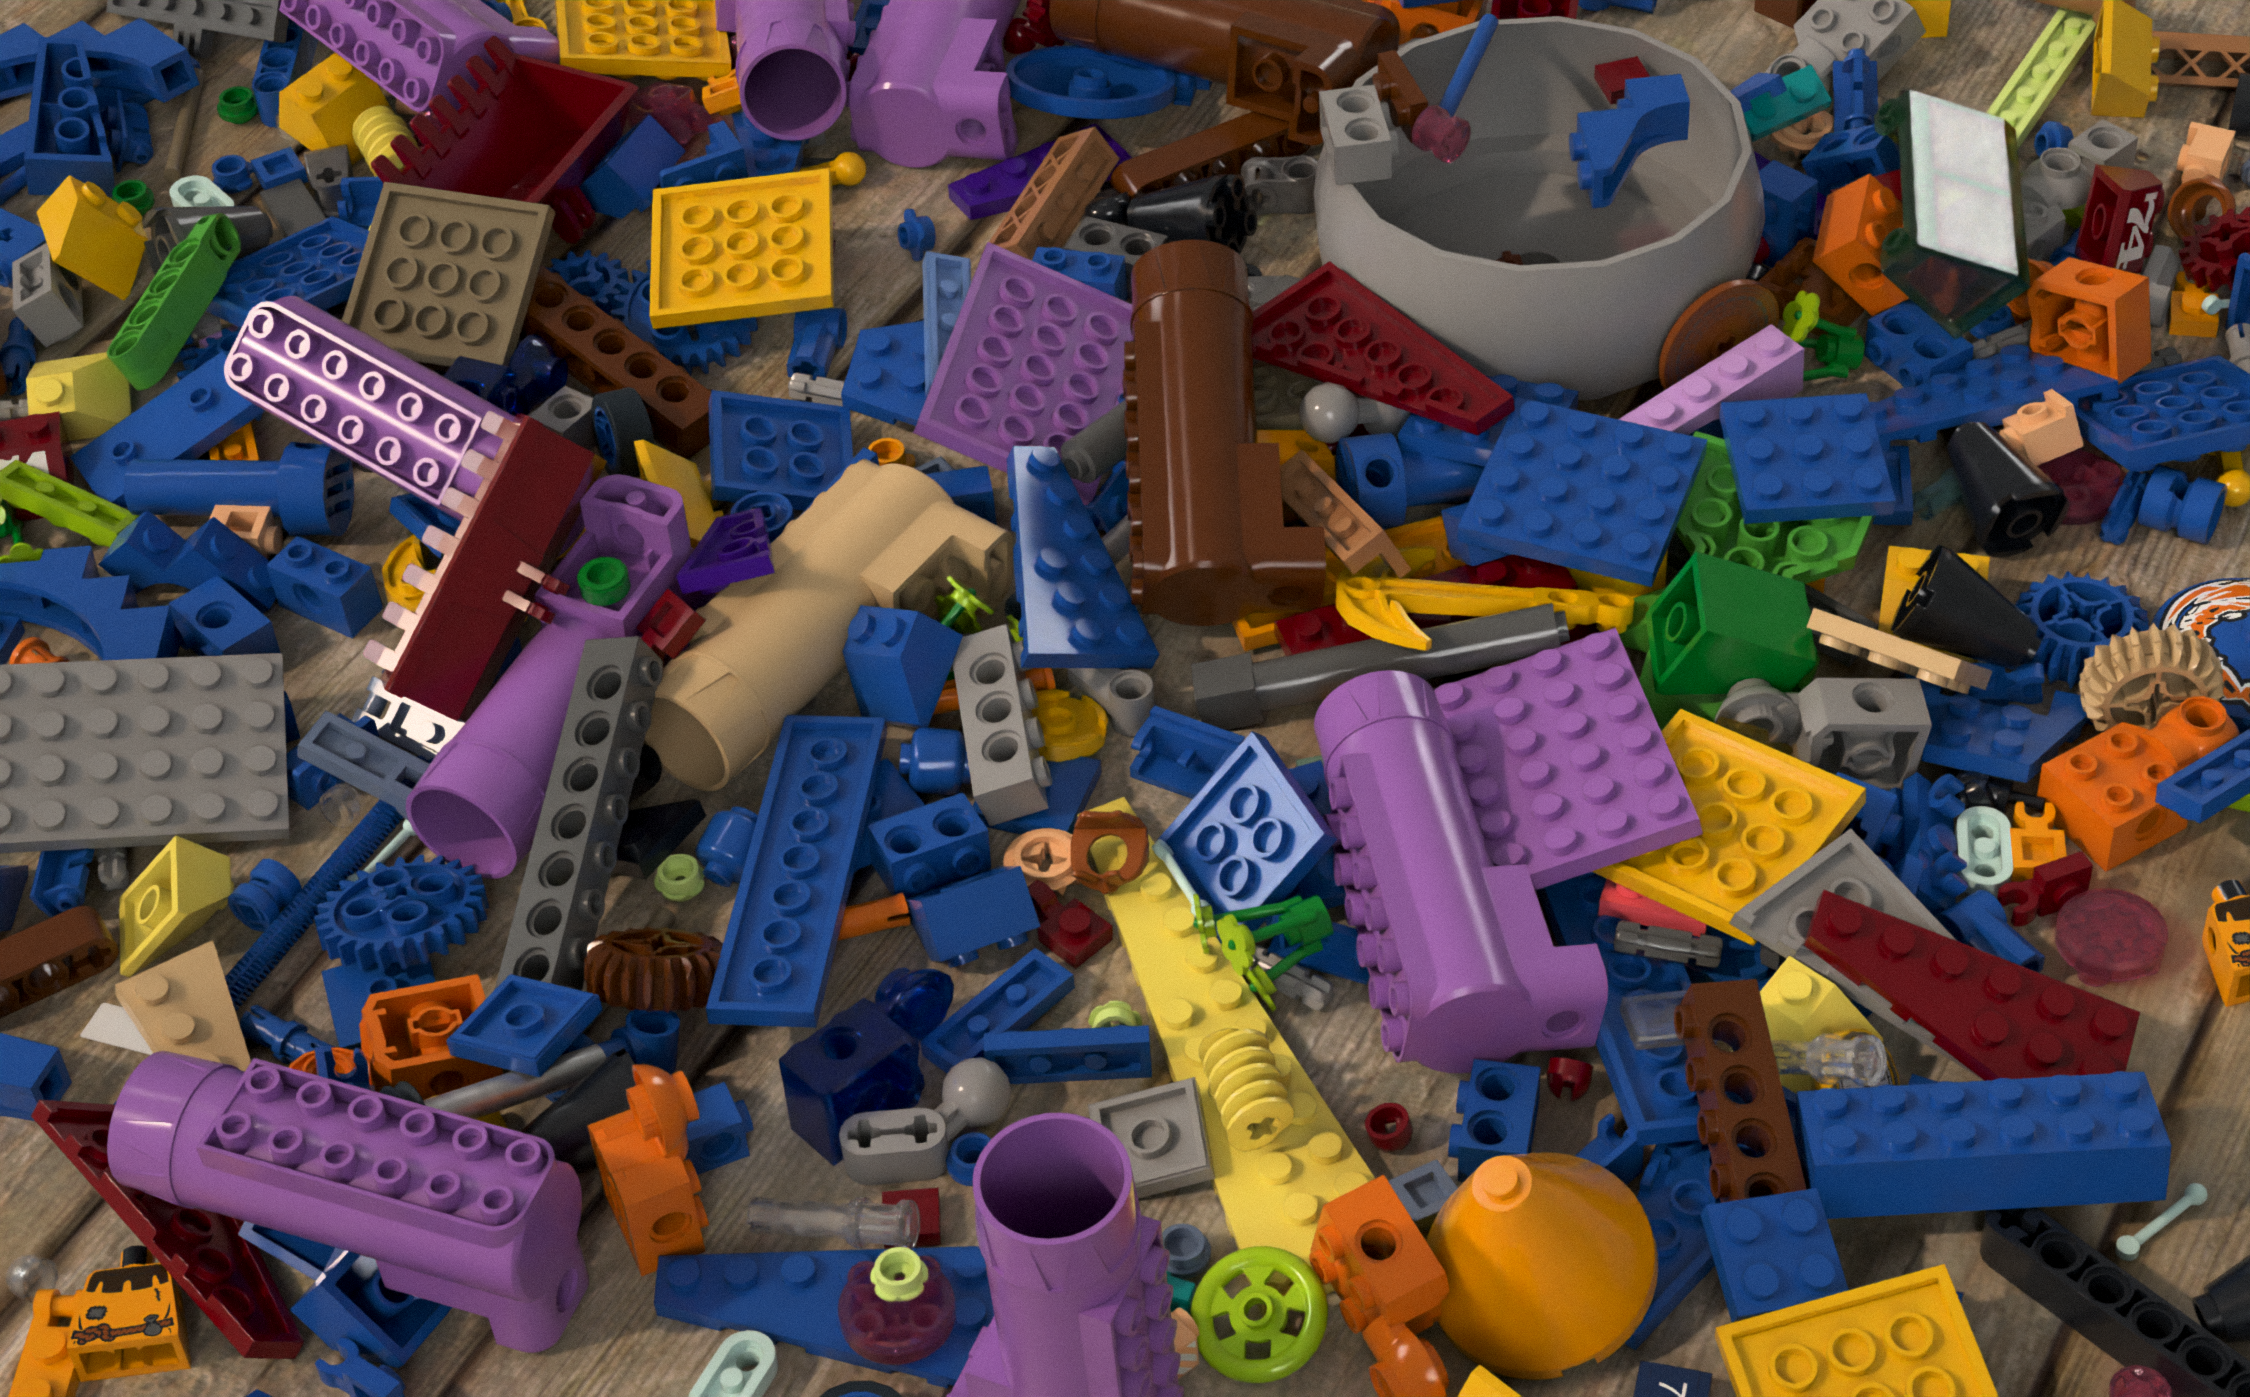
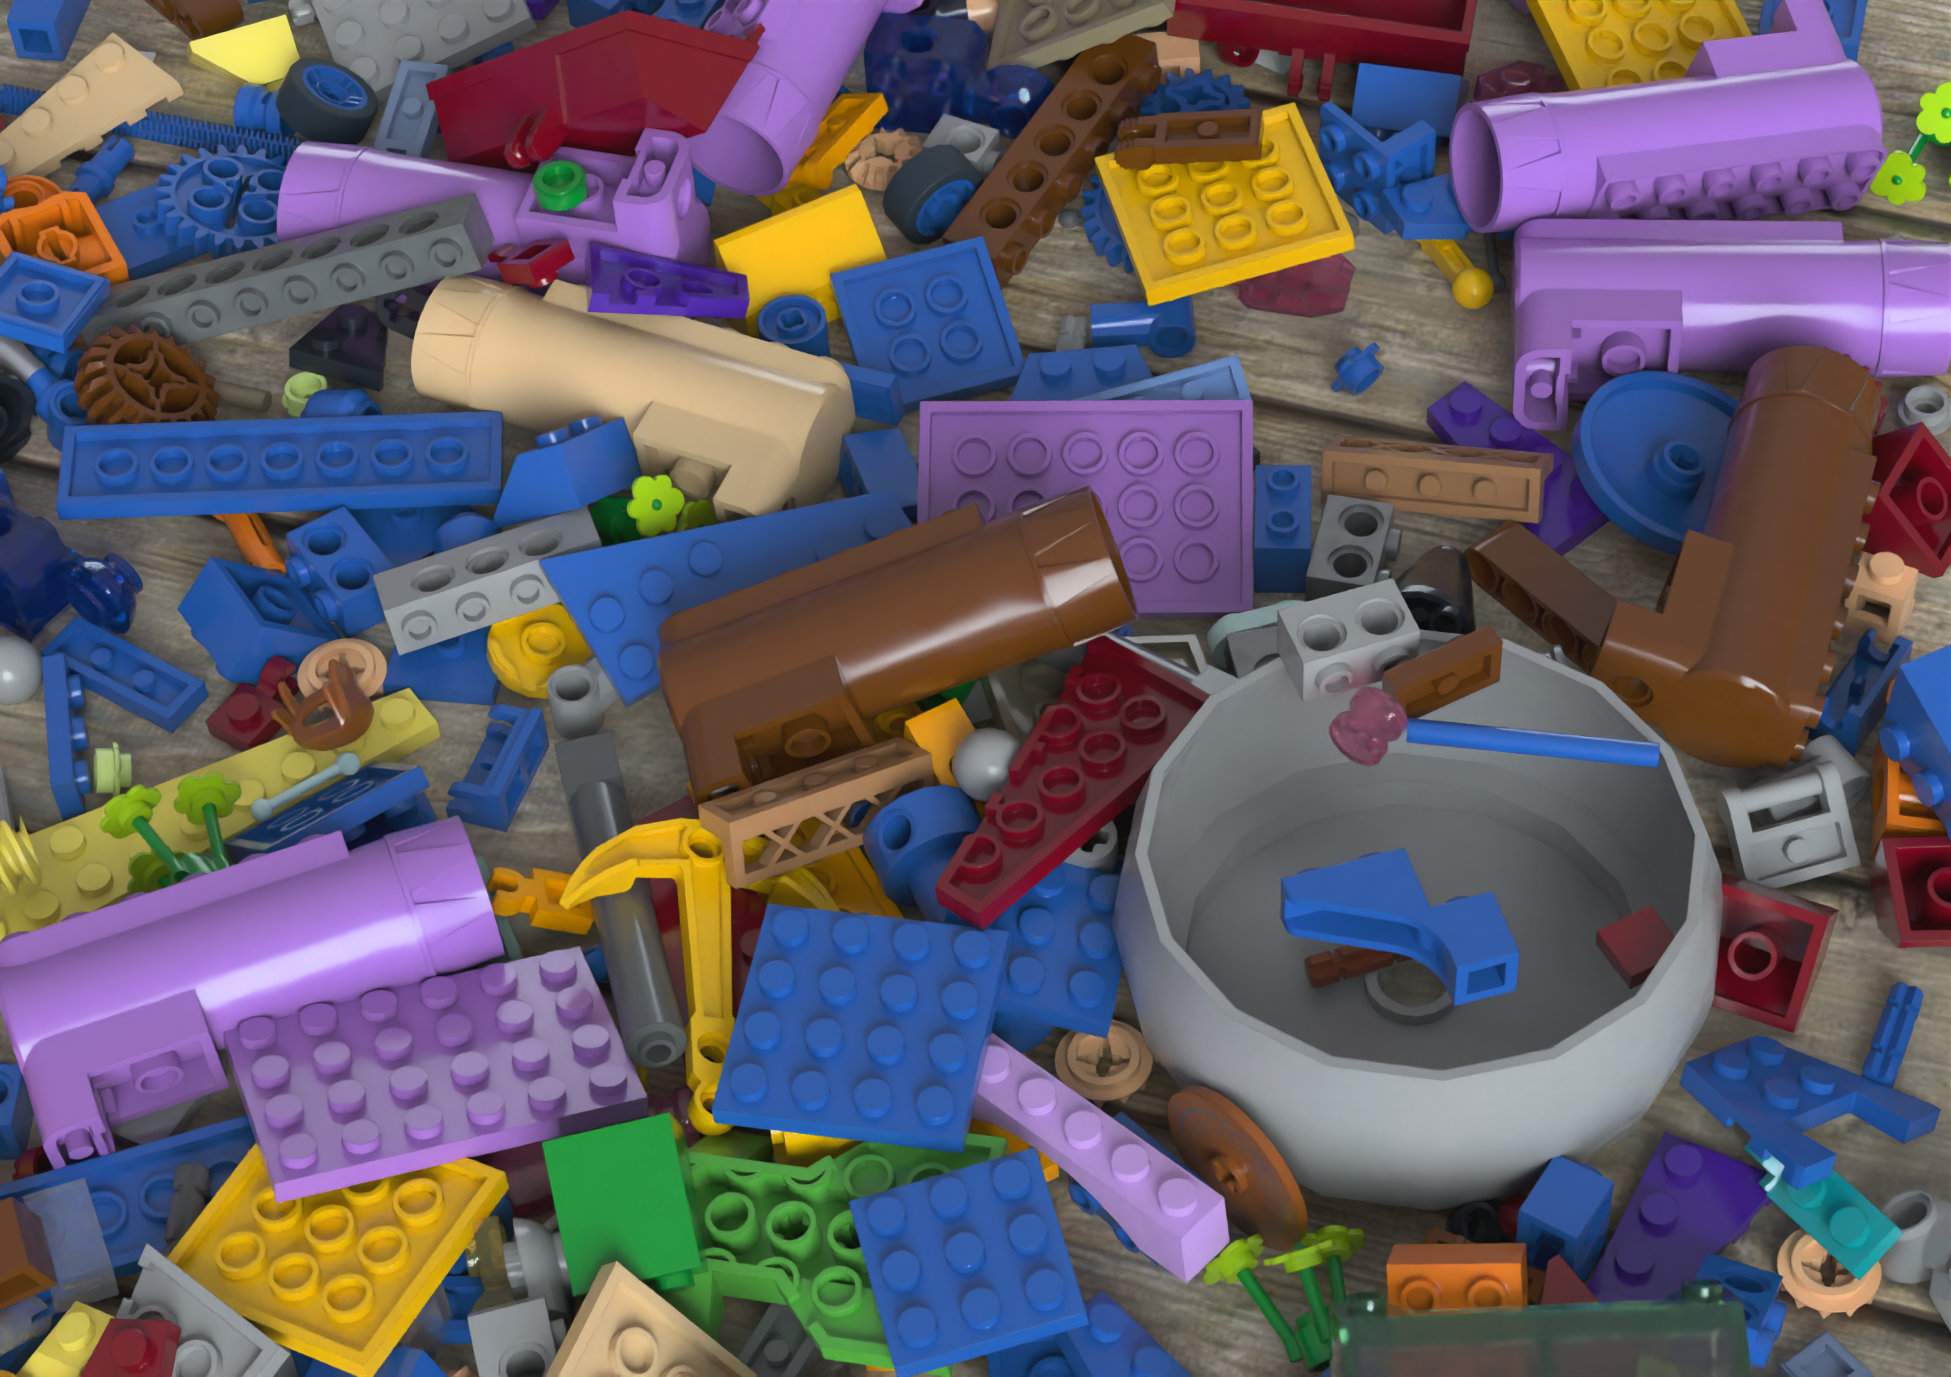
camera: 80 degrees right, 5 degrees up
(302, 826) = (326, 102): none -> black wheel
(676, 241) = (1190, 138): none -> reddish brown hinge
(1109, 205) = (1442, 528): black piece -> none
(1854, 91) = (1873, 1309): blue hinge -> none

